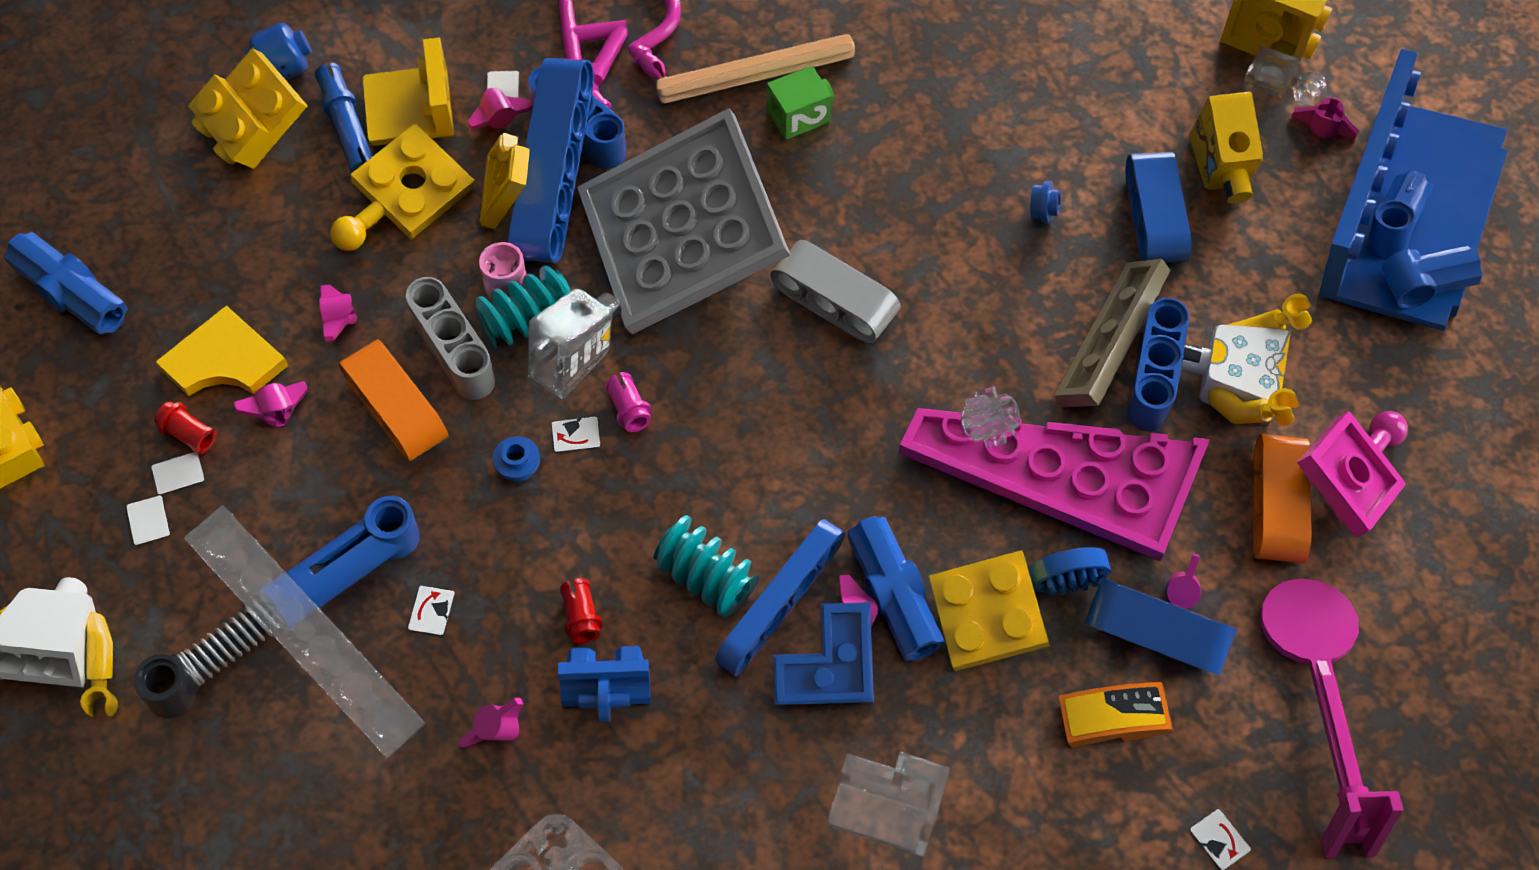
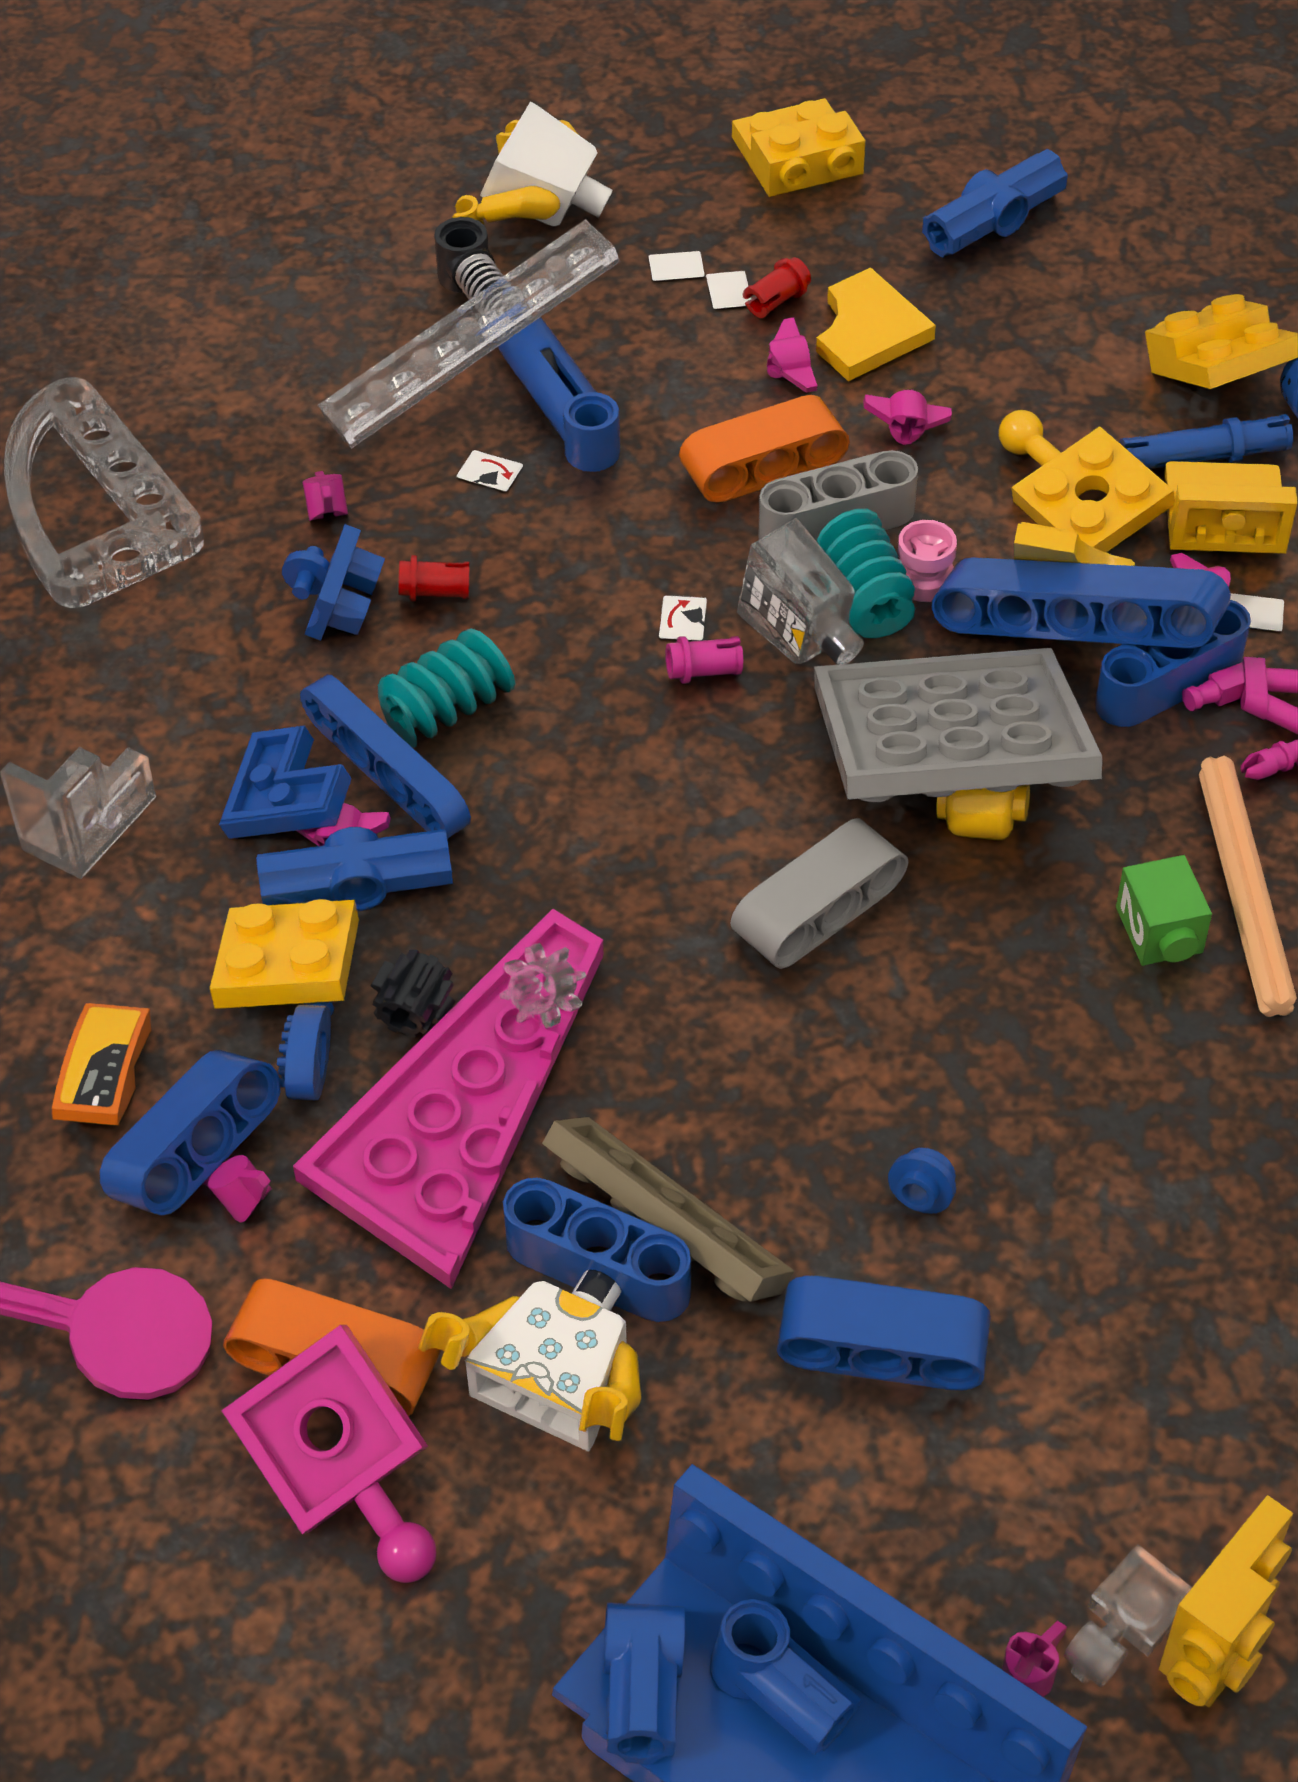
camera: 105 degrees right, 10 degrees down
(520, 469) = (655, 552): blue plate -> none
(999, 516) = (412, 993): none -> black gear
(1228, 144) = (969, 1449): yellow torso -> none

